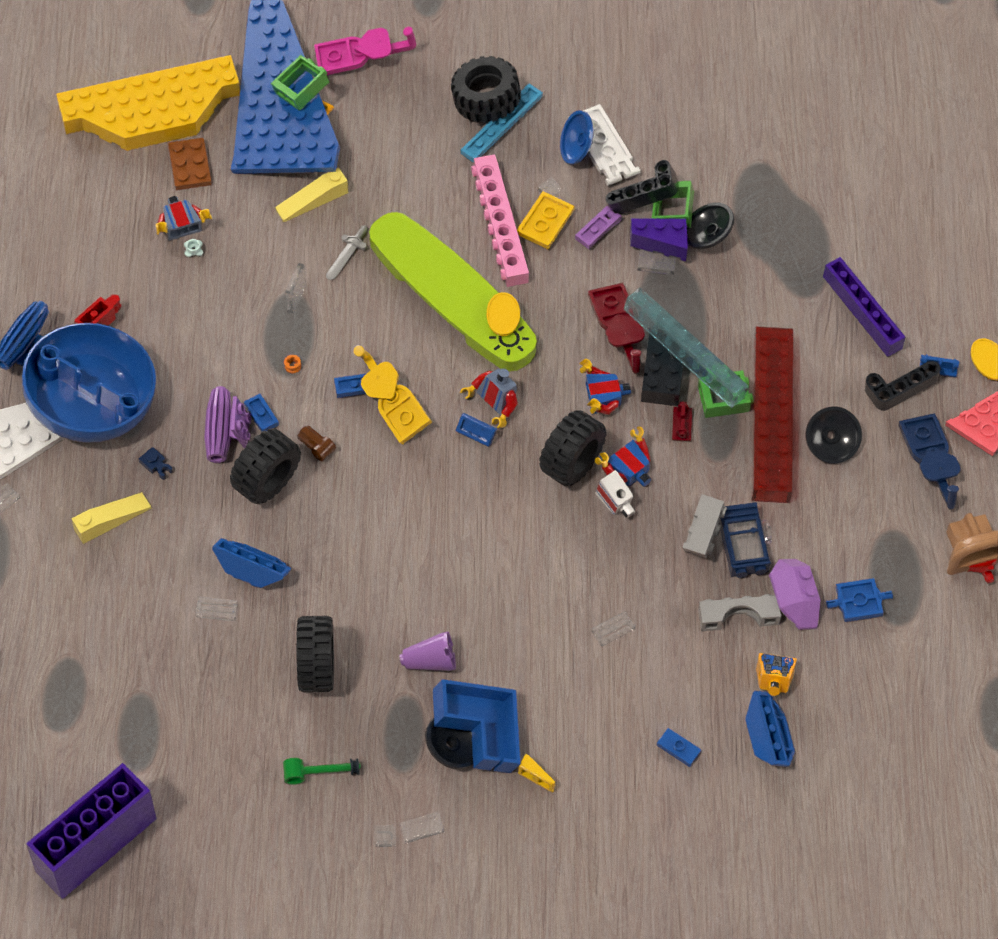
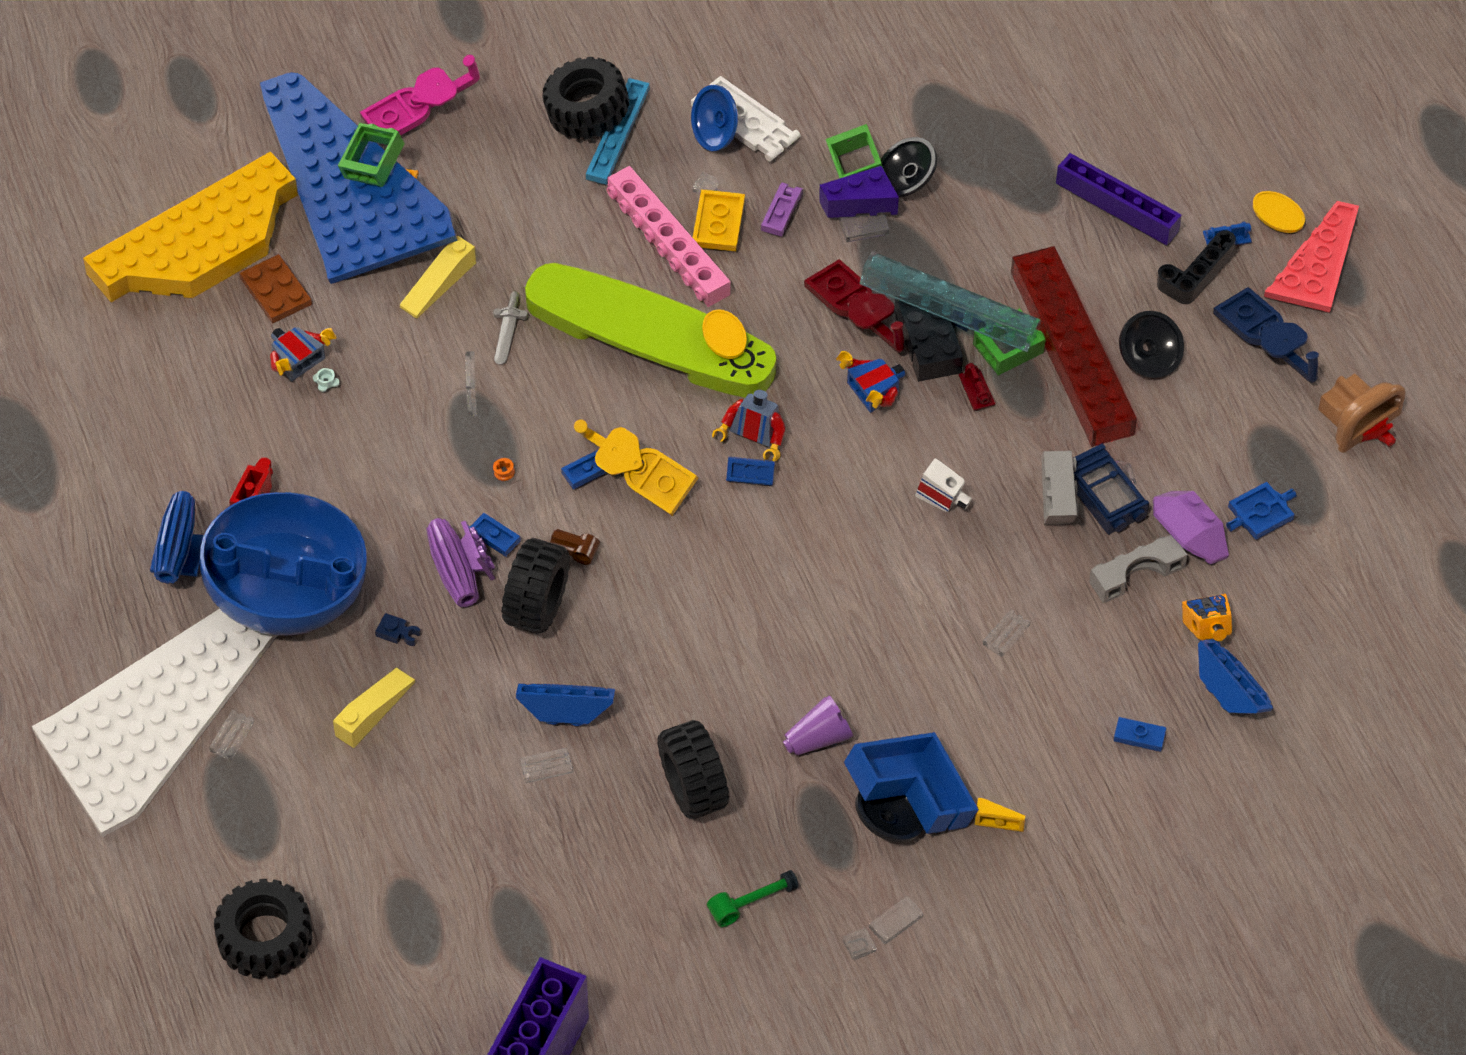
camera: 20 degrees left, 5 degrees down
(572, 448) = (875, 450): black tyre -> none
(630, 461) = (940, 443): torso -> none
(646, 191) = (820, 152): black beam -> none

